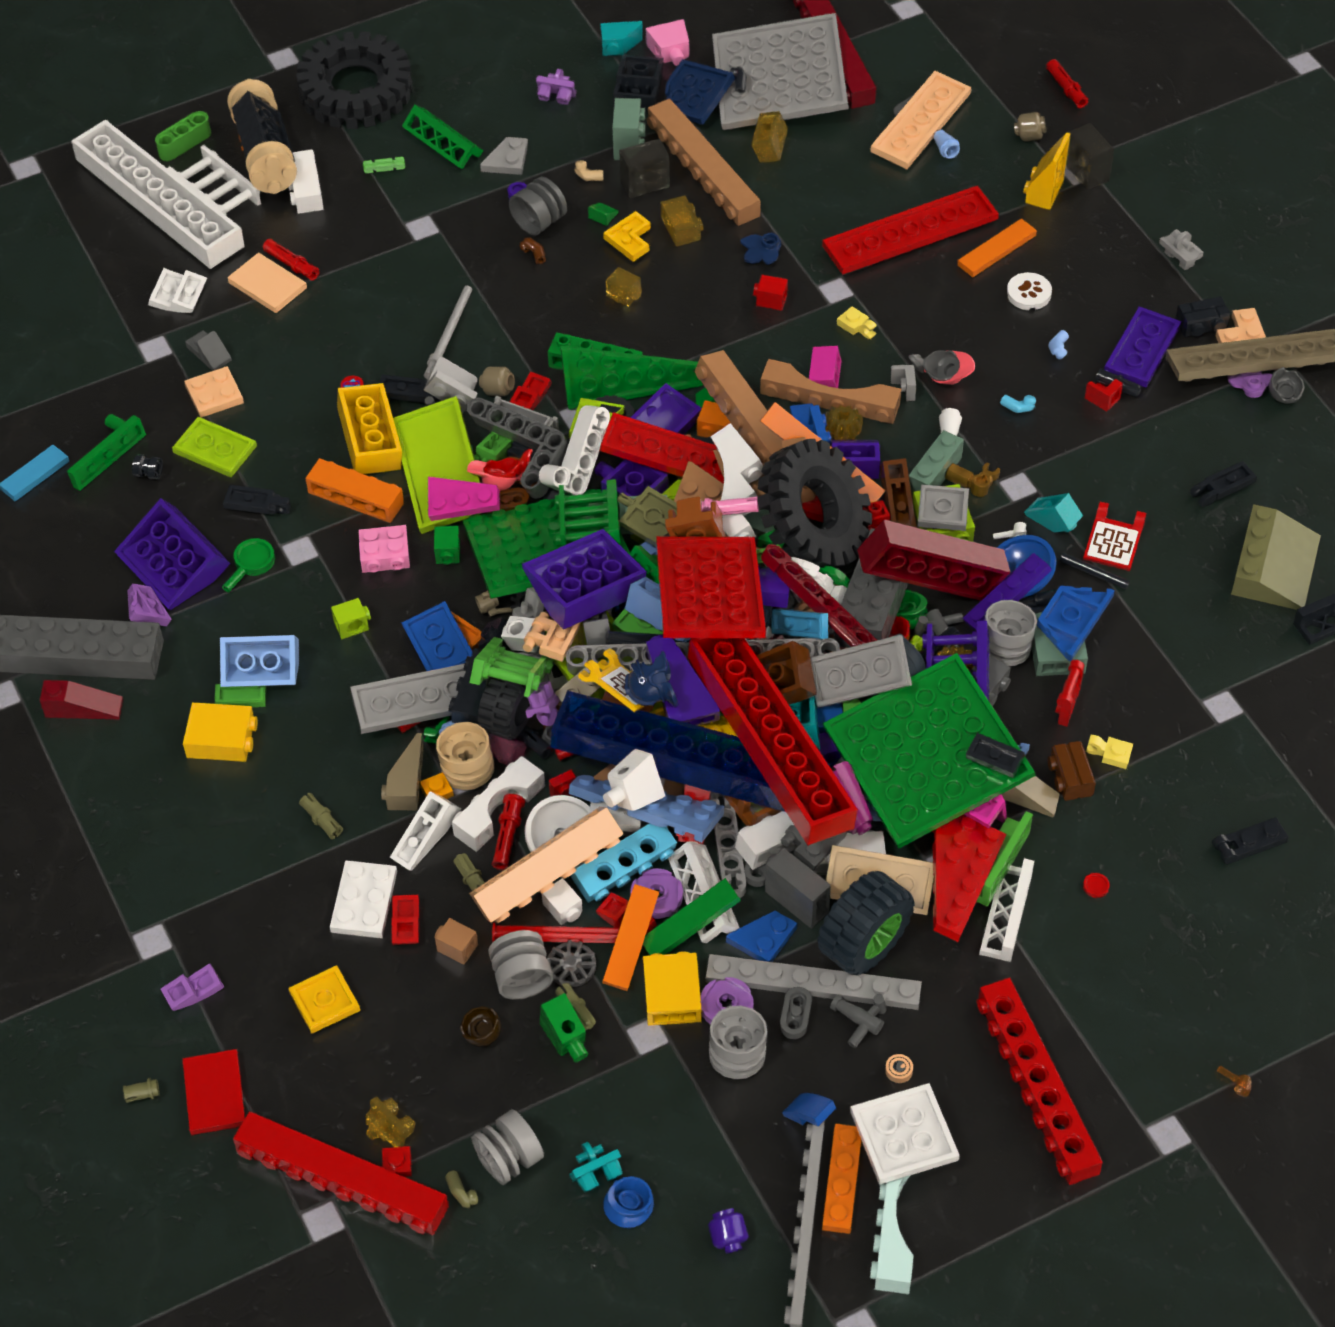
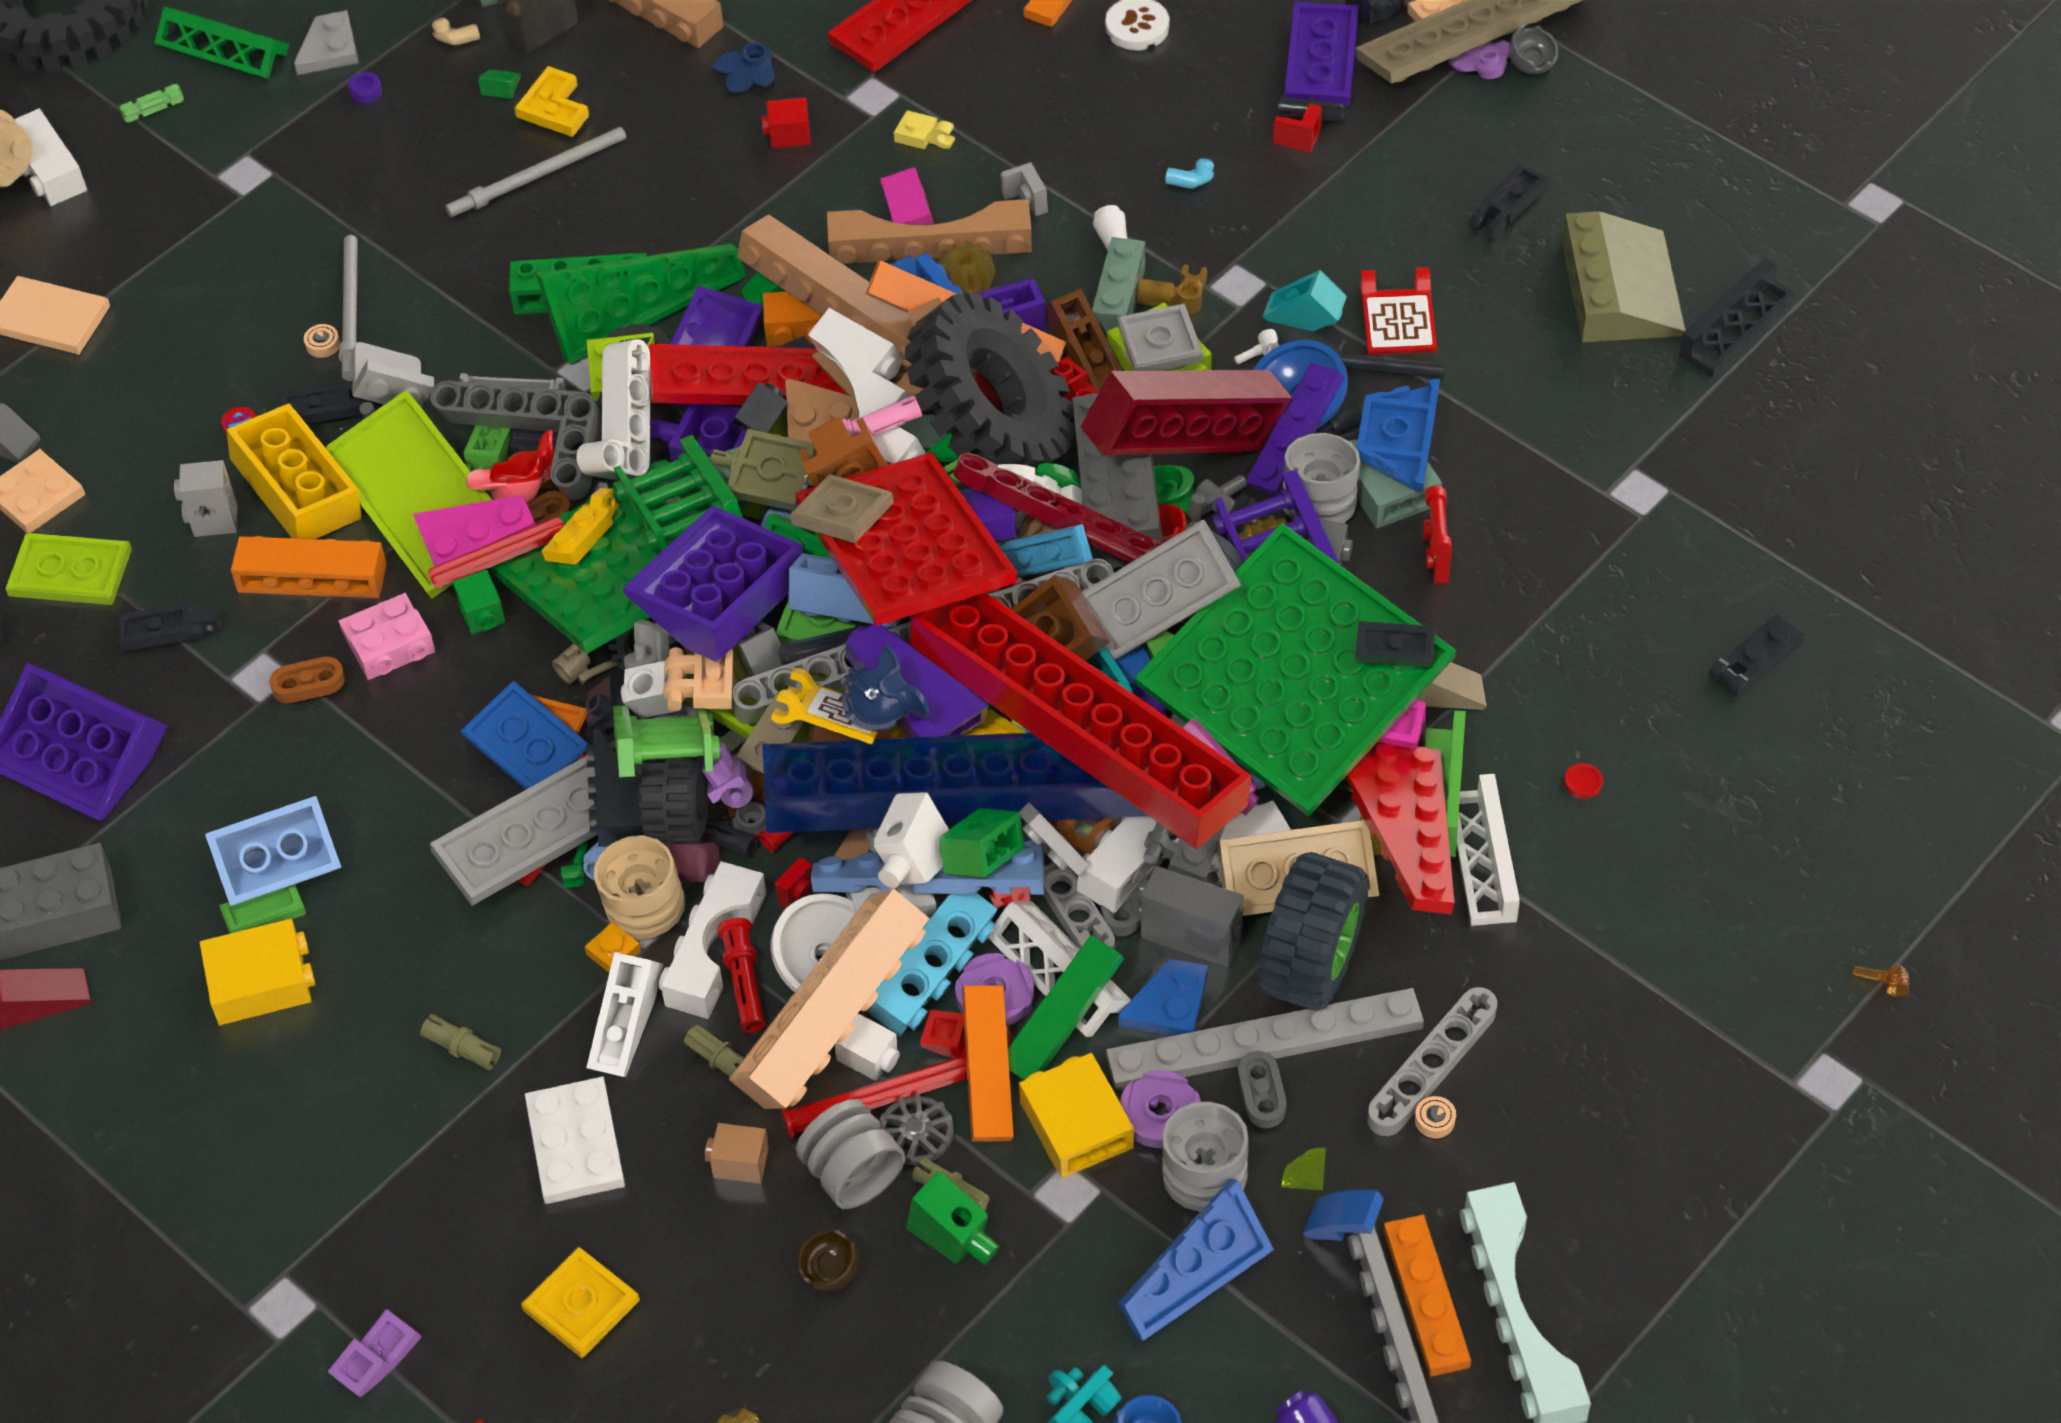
camera: 20 degrees left, 0 degrees up
(146, 606) = (65, 826): medium lavender wing -> none
(251, 558) = (195, 710): green piece -> none
(297, 263) = (82, 274): red pin -> none
(310, 428) = (207, 498): none -> light grey brick
(324, 560) = (307, 679): none -> dark orange plate
(350, 618) = (382, 748): lime brick -> none
(404, 778) = (562, 951): dark tan slope -> none
(405, 919) = (649, 1148): red slope -> none
(423, 348) = (321, 340): none -> light nougat tile
(469, 516) = (495, 552): none -> axle
(497, 381) = (451, 354): dark tan head -> none
(526, 518) = (582, 529): none -> yellow hinge
(532, 391) = (506, 353): red slope -> none
(535, 247) = (414, 153): reddish brown arm -> none
(538, 205) = (406, 96): dark grey wheel -> none
(557, 284) = (480, 196): none -> light grey bar
(623, 286) = (576, 173): clear yellow brick -> none
(664, 476) = (761, 408): none -> black brick
(677, 796) = (981, 842): none -> green brick
(678, 556) = (842, 508): none -> dark tan tile
(681, 220) = (617, 62): clear yellow brick -> none
(707, 1106) = (1199, 1261): none -> wing
(731, 819) = (1062, 851): none -> light grey wing
(802, 1073) = (1306, 1171): none -> clear neon green tile
(866, 1020) = (1361, 1066): dark grey piece -> none
(904, 1133) = (1493, 1201): white plate -> none
(919, 1021) = (1428, 1077): none -> light grey beam
(944, 366) = (1073, 152): dark grey hair -> none
(1056, 344) = (1207, 84): light blue arm -> none
(1071, 770) = (1485, 638): reddish brown brick -> none
(1073, 1166) = (1653, 1072): red brick -> none
(1114, 752) = (1526, 595): light yellow plate -> none

